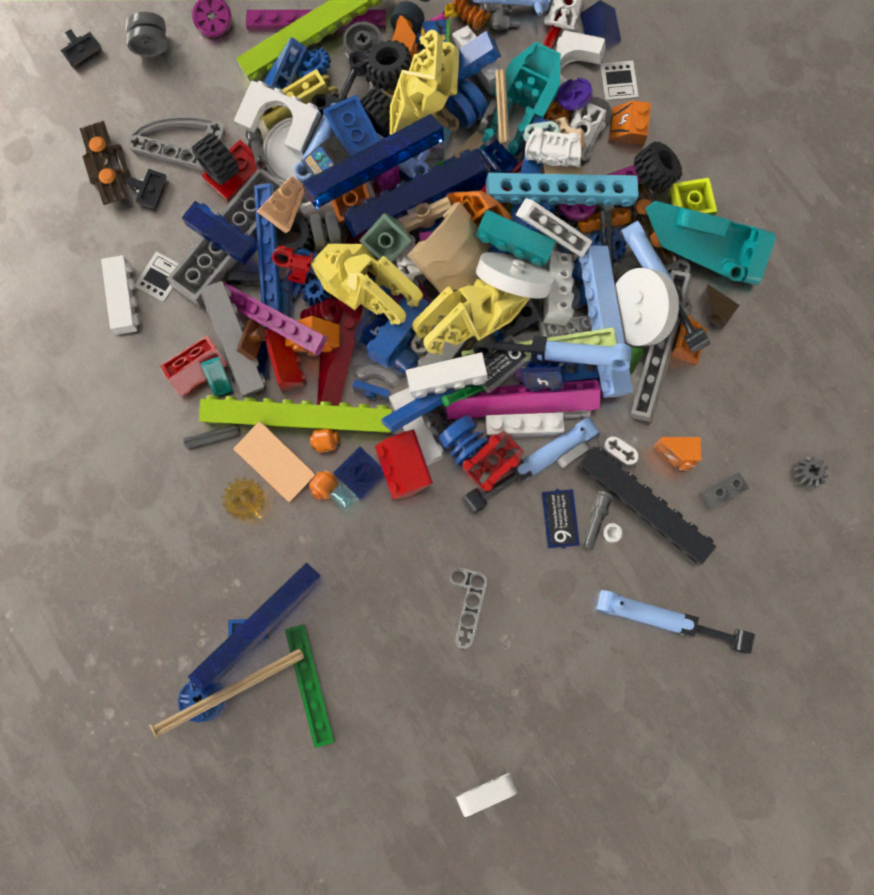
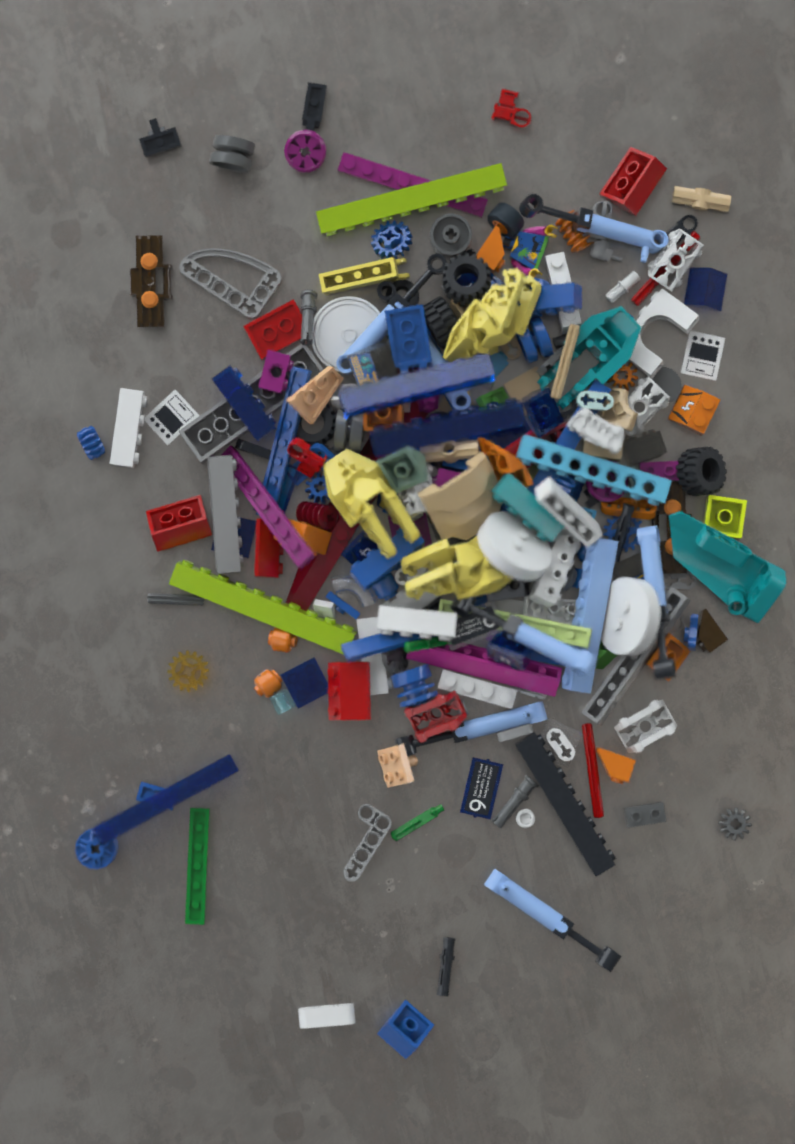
camera: 20 degrees right, 10 degrees up
(88, 317) = (90, 442): none -> blue gear
(148, 188) = (186, 321): black hinge -> none
(215, 158) = (262, 322): black tyre -> none
(216, 376) = (198, 544): teal tile -> none
(226, 693) = (121, 851): tan axle -> none
(237, 187) = (273, 361): none -> magenta brick
(251, 339) = (242, 522): reddish brown tile -> none
(260, 98) = (363, 306): white arch -> none
(274, 461) = (228, 646): light nougat tile -> none
(286, 65) = (360, 239): blue slope -> none
(355, 397) = (324, 609): none -> white tile
(472, 520) = (396, 765): none -> light nougat plate
(510, 571) = (416, 822): none -> green piece
(532, 38) = (623, 286): none -> white axle
(571, 782) = (405, 1029): none -> blue slope
(574, 94) = (644, 368): dark purple tile -> none
(588, 703) = (446, 965): none -> black pin
(602, 160) = (643, 448): none -> clear smoke brick
(659, 467) = (592, 768): none -> red axle
(687, 400) = (650, 736): none -> white piece
(702, 311) = (690, 633): none -> blue piece

